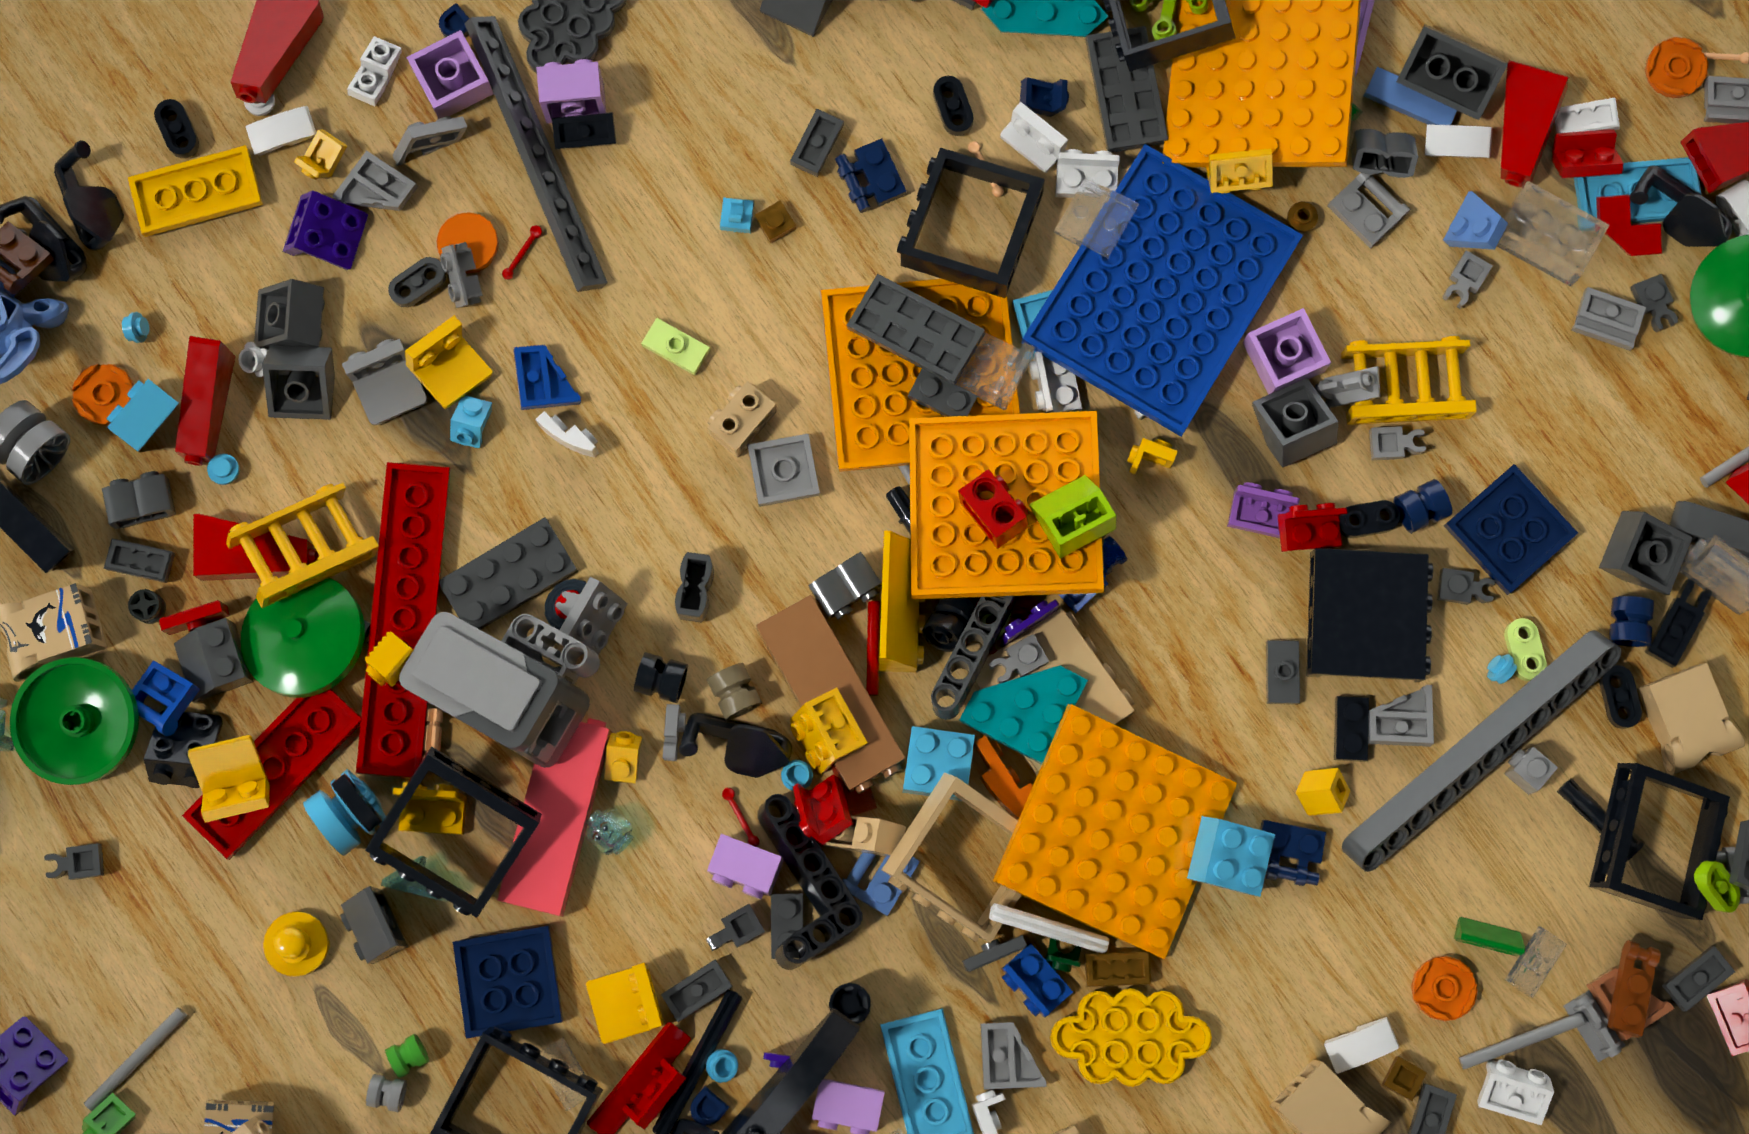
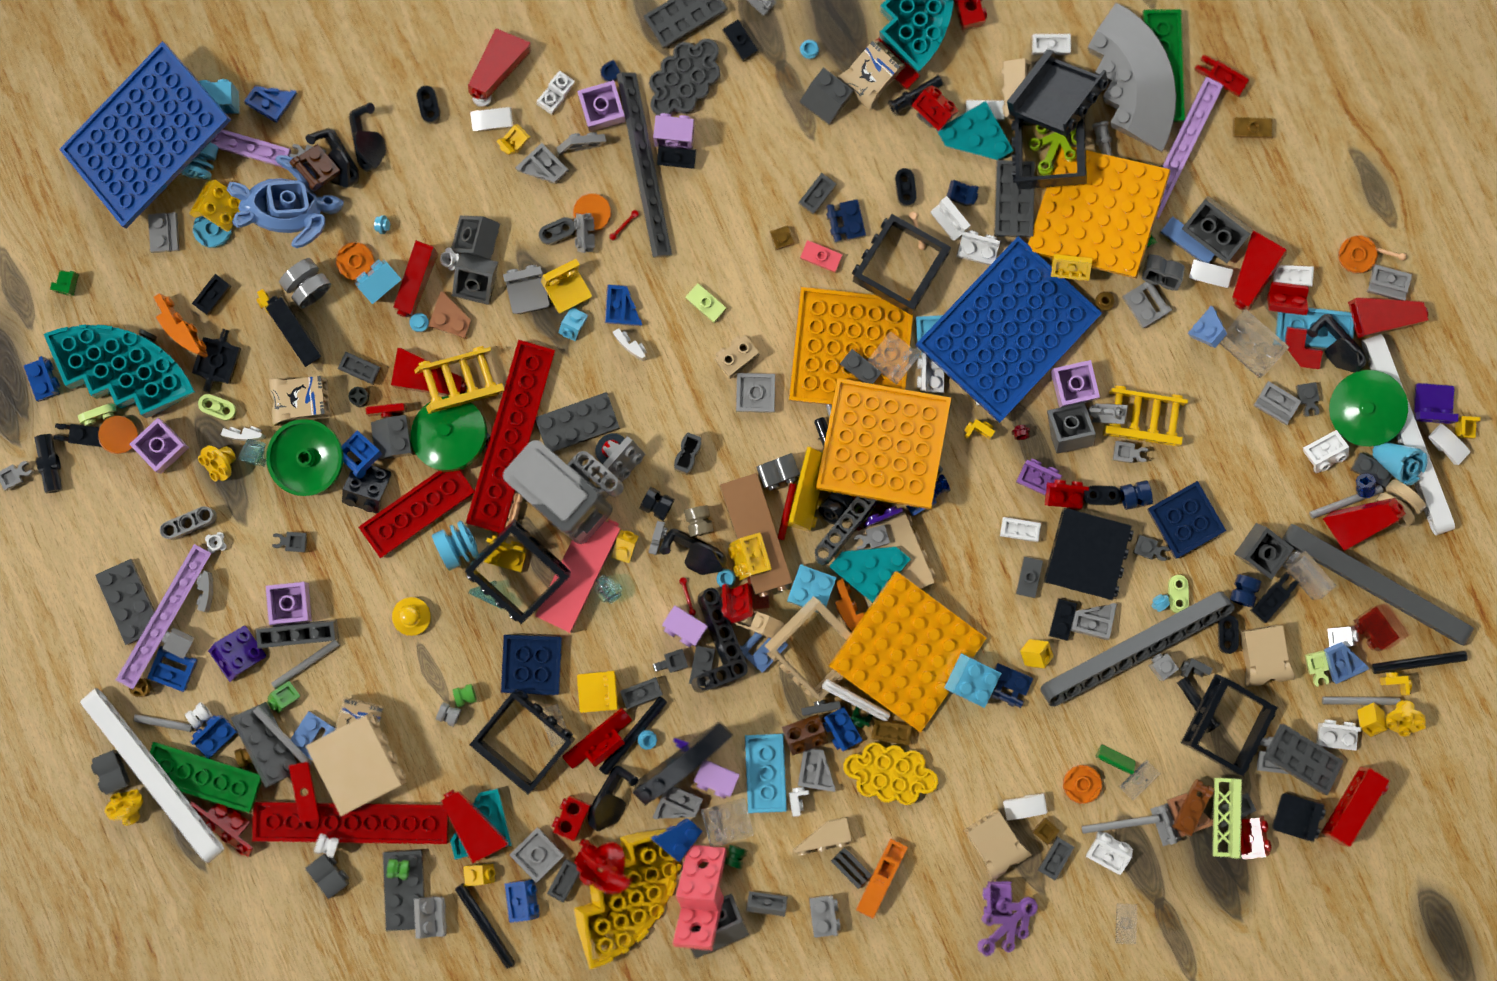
camera: 10 degrees right, 5 degrees up
(88, 964) = (288, 603): none -> lavender brick
(111, 1011) = (297, 633): none -> dark grey brick
(138, 500) = (365, 331): dark grey brick -> none
(195, 191) = (432, 146): yellow plate -> none
(230, 778) = (391, 511): yellow bracket -> none
(271, 452) = (449, 317): none -> nougat wing
(325, 230) = (507, 187): dark purple bracket -> none
(356, 802) = (464, 542): black beam -> none
(372, 925) = (458, 615): dark grey slope -> none
(387, 659) = (498, 461): yellow brick -> none
(707, 1107) = (634, 762): dark blue tile -> none
(737, 215) = (759, 228): medium azure tile -> none
(843, 238) = (821, 256): none -> coral plate
(851, 1001) = (730, 719): black wheel -> none
(916, 329) = (853, 324): dark grey plate -> none
(978, 1002) = (805, 734): none -> reddish brown brick
(988, 511) = (872, 446): red brick -> none
(1074, 515) = (922, 460): lime slope -> none
(1096, 218) = (977, 277): clear slope -> none
(1218, 446) = (1021, 432): none -> dark red plate
(1251, 599) = (1020, 529): none -> white plate
(1467, 275) = (1197, 358): light grey plate -> none
(1588, 762) = (1198, 668): none -> dark grey bracket
(1704, 990) = (1234, 817): none -> yellowish green fence
(1705, 377) = (1327, 451): none -> white bracket
(1714, 884) = (1254, 757): lime plate -> none

